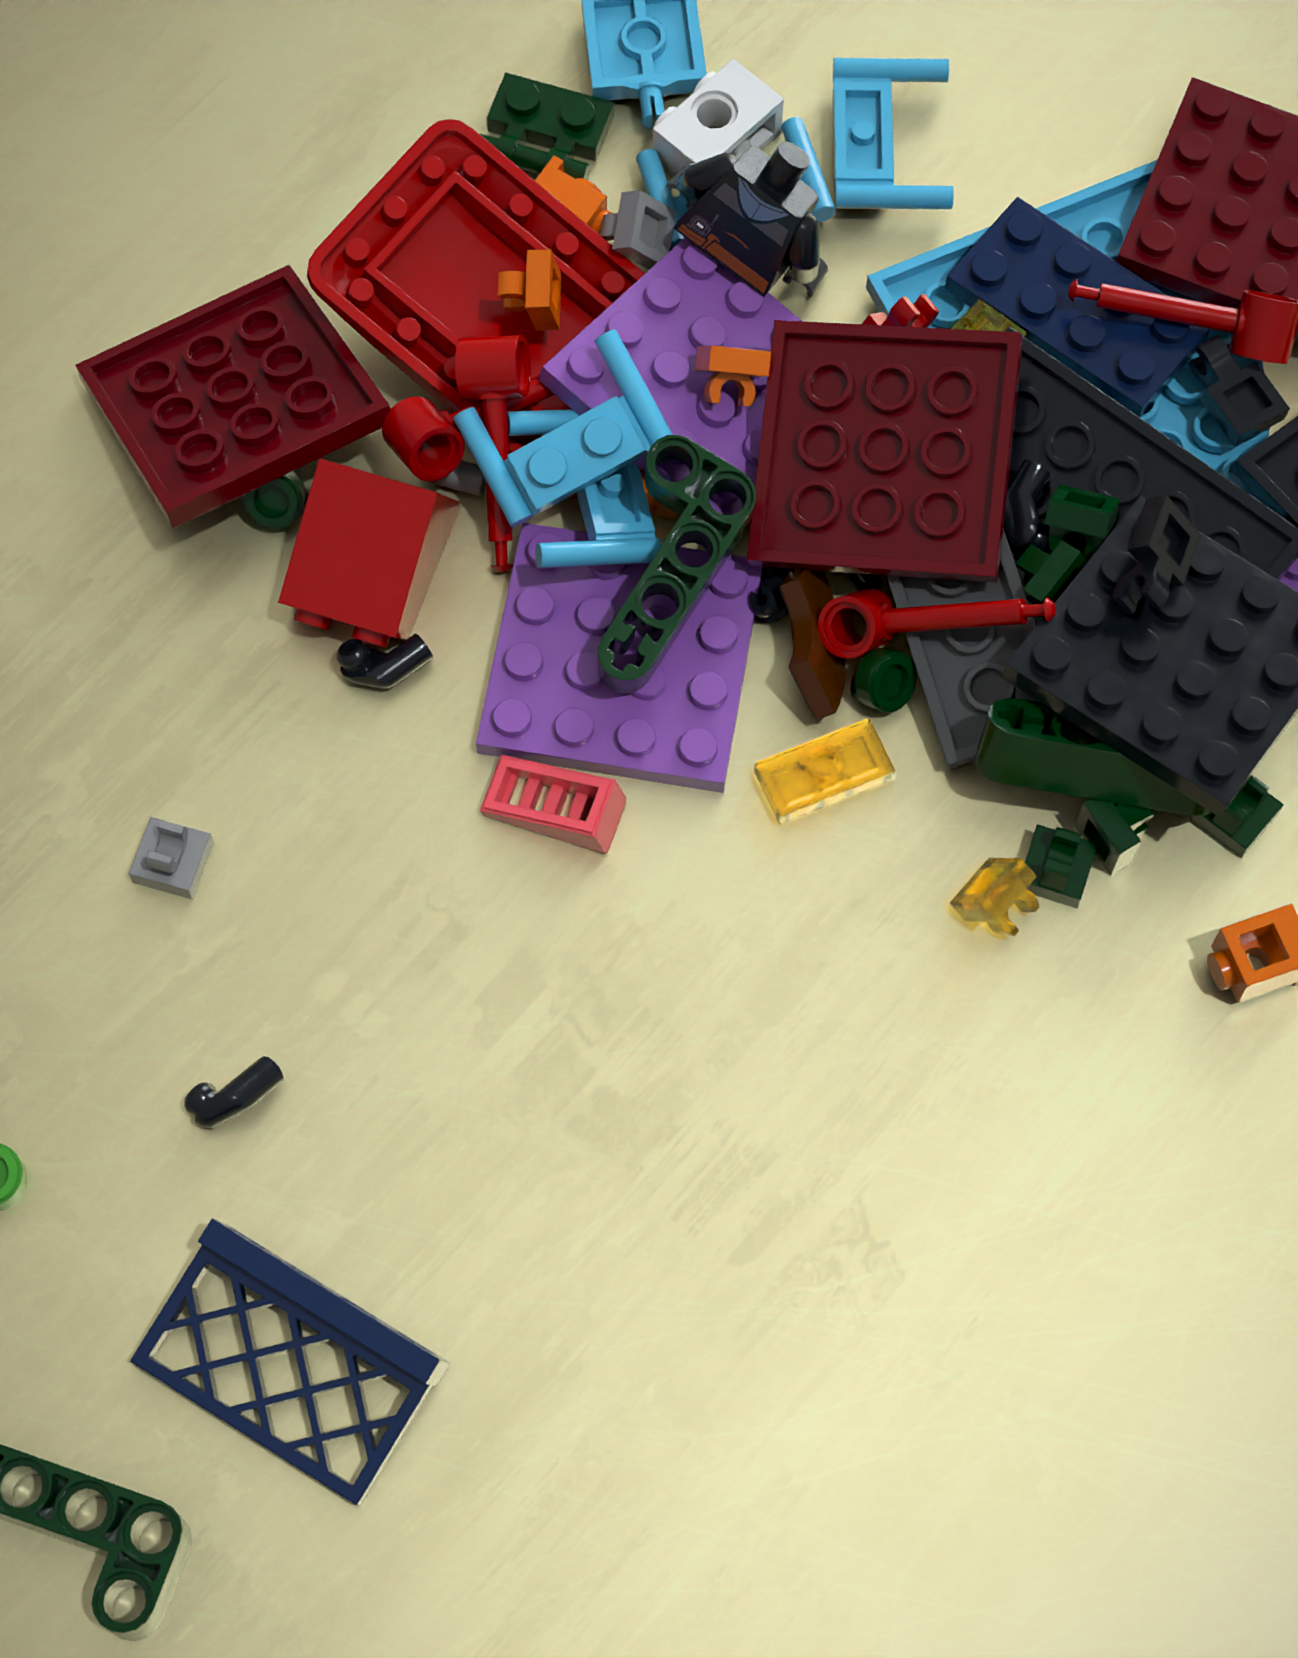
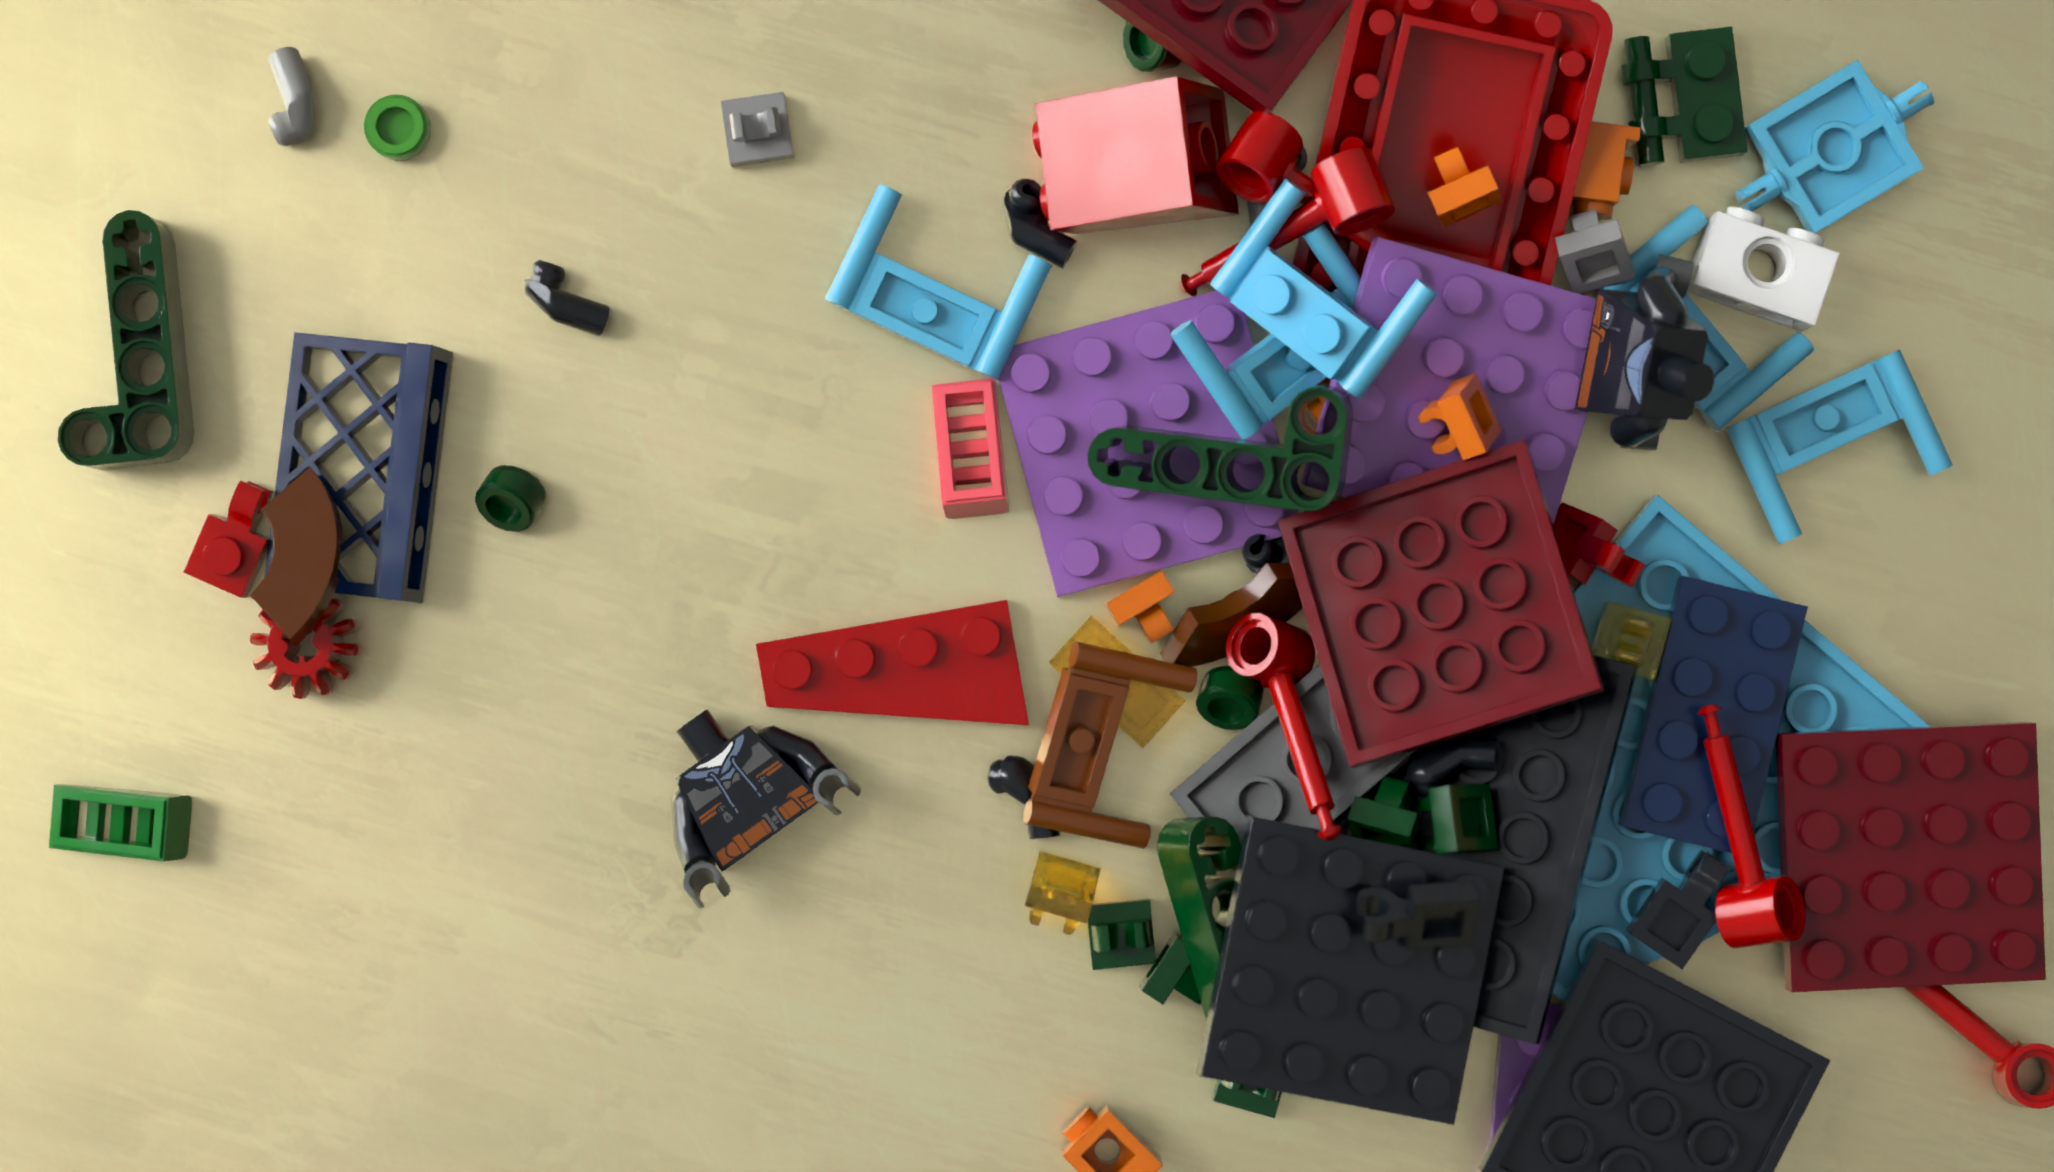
camera: 60 degrees right, 20 degrees up
(306, 1522) = (229, 548): none -> red plate
(351, 1433) = (304, 558): none -> reddish brown tile
(394, 1226) = (510, 498): none -> dark green tile
(410, 780) = (925, 308): none -> medium azure plate
(446, 1463) = (308, 668): none -> red gear
(729, 933) = (915, 666): none -> red wing
(769, 713) = (1143, 604): none -> orange tile
(780, 1129) = (743, 795): none -> torso
(864, 808) = (1081, 739): none -> dark orange plate
(891, 881) = (1013, 777): none -> black arm

